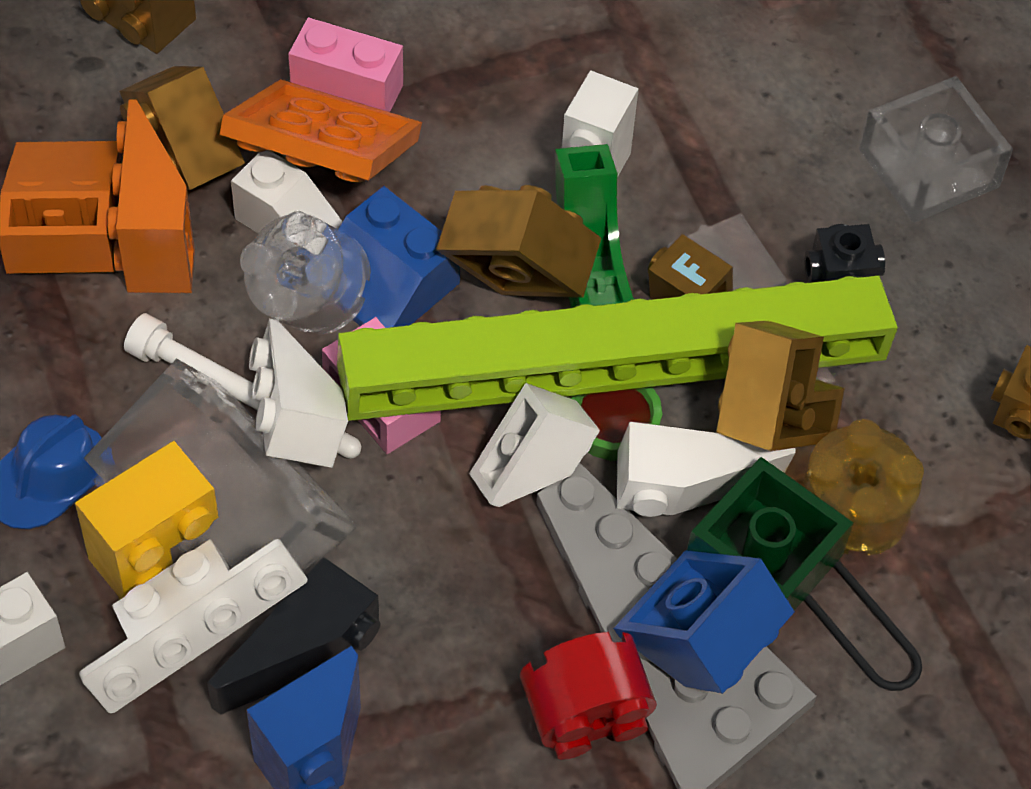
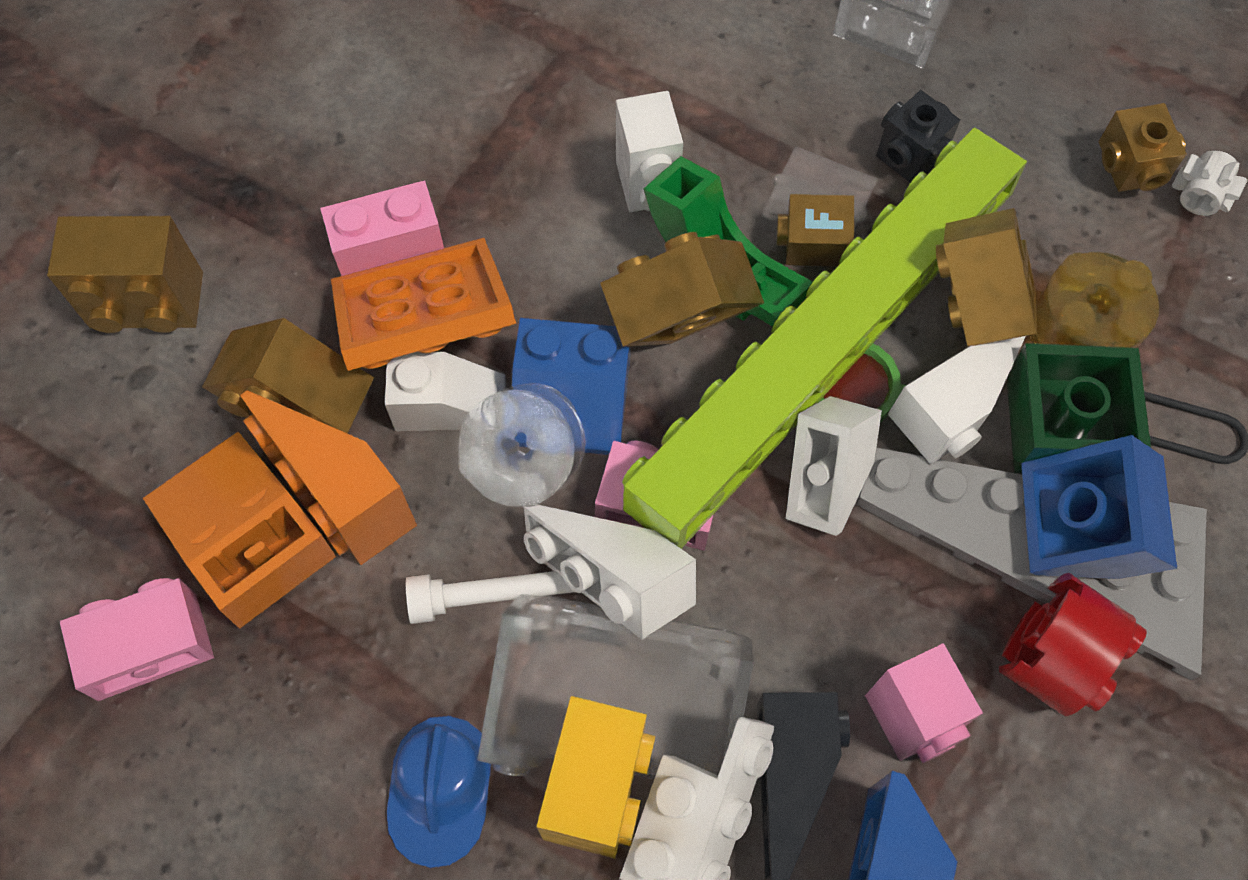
camera: 35 degrees left, 10 degrees up
(432, 647) = (924, 705): none -> bright pink brick

